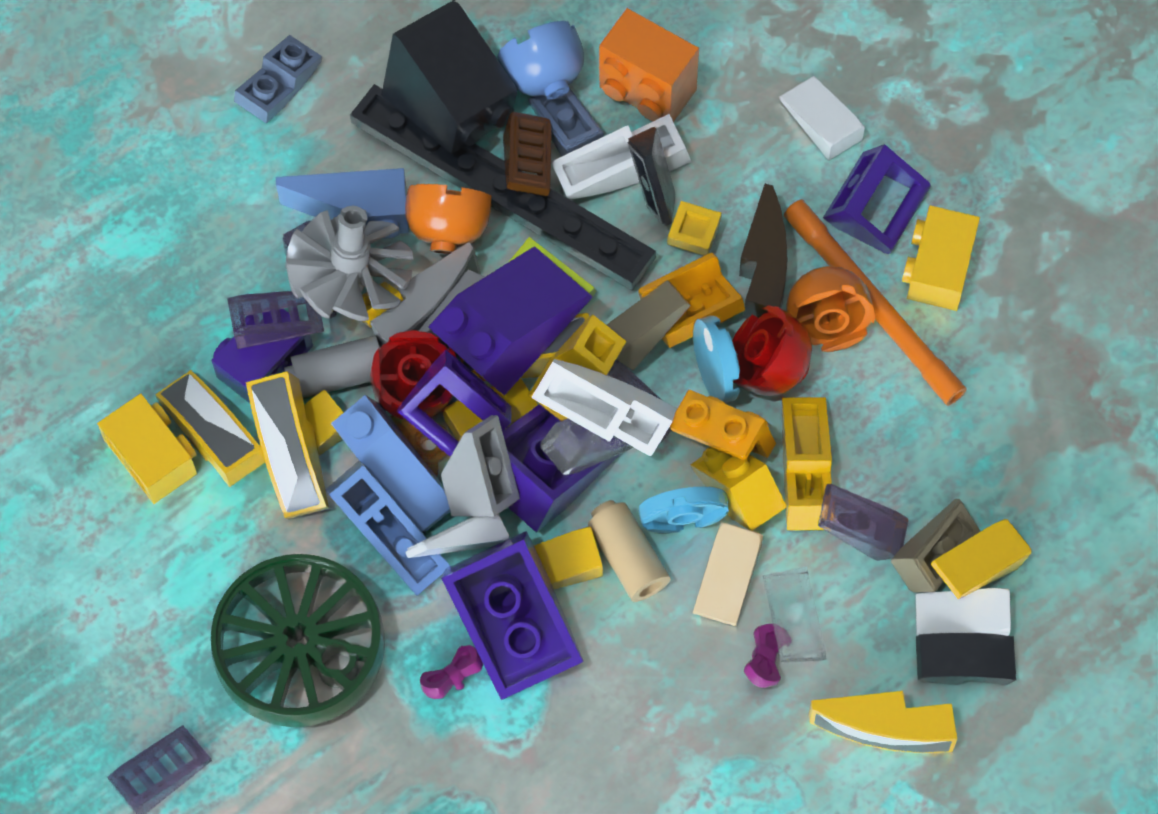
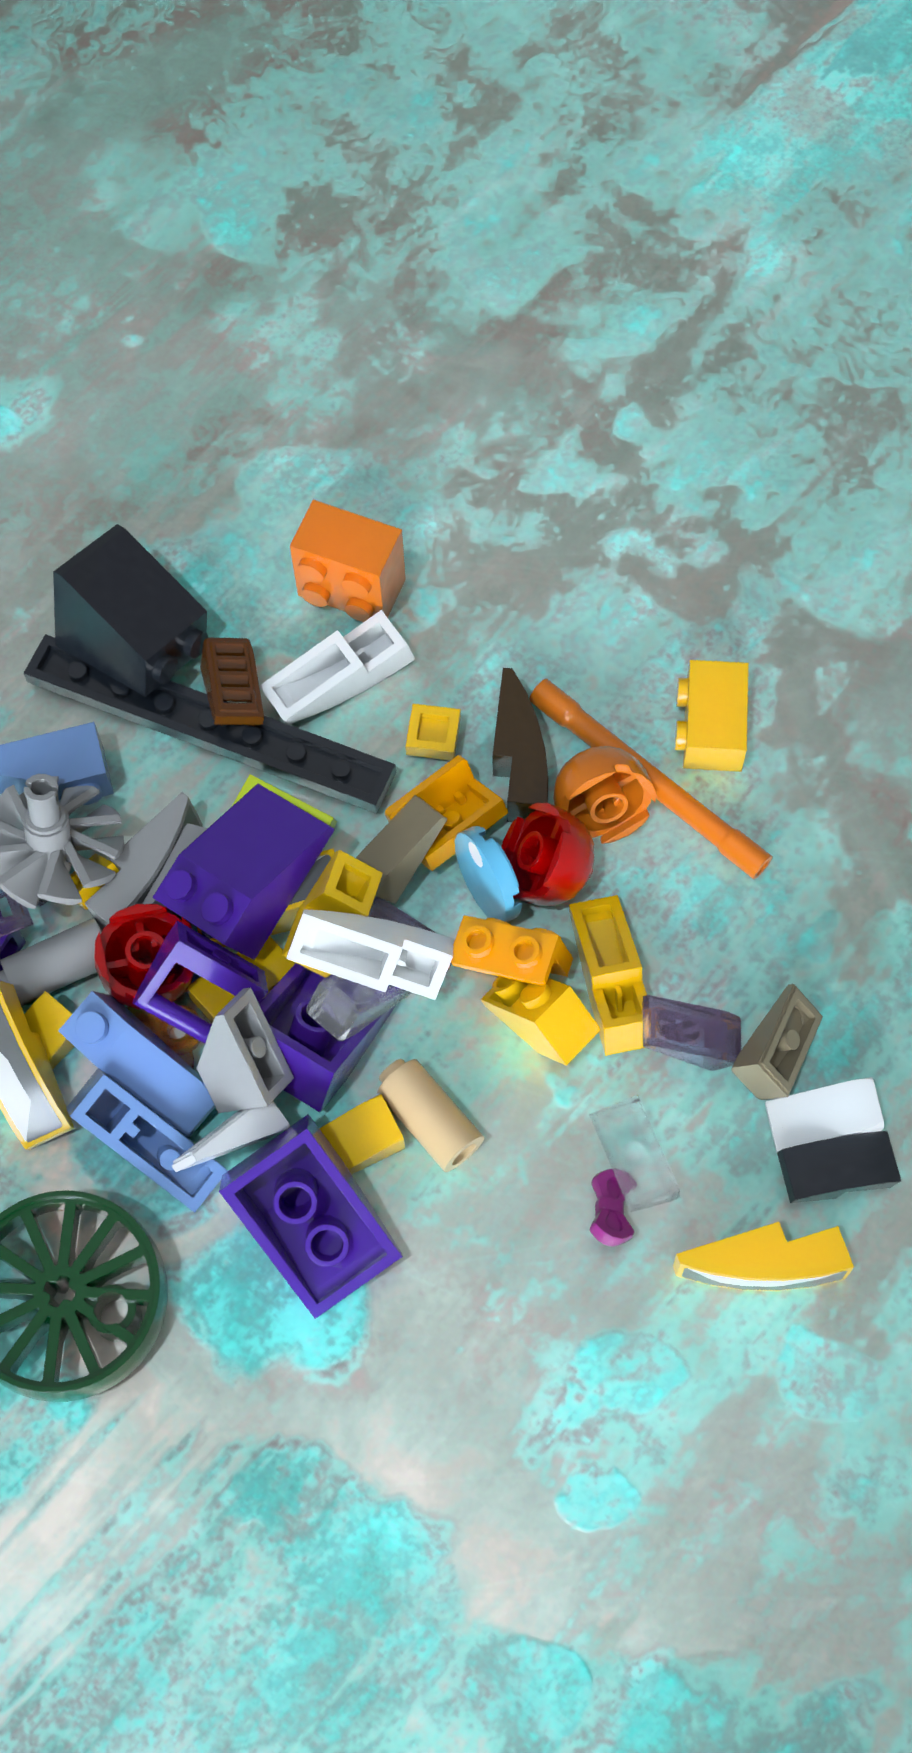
camera: 10 degrees left, 0 degrees up
(439, 682) = (238, 1312): magenta piece -> none
(446, 216) = (152, 767): orange cylinder -> none
(544, 61) = (232, 575): medium blue cylinder -> none
(570, 121) = (271, 636): sand blue slope -> none
(653, 174) = (376, 679): black slope -> none
(682, 506) = (474, 1056): medium azure tile -> none
(728, 573) = (548, 1119): tan slope -> none
(823, 117) = (551, 585): white slope -> none
(858, 189) = (606, 656): dark purple tile -> none
(982, 558) = (834, 1048): yellow slope -> none

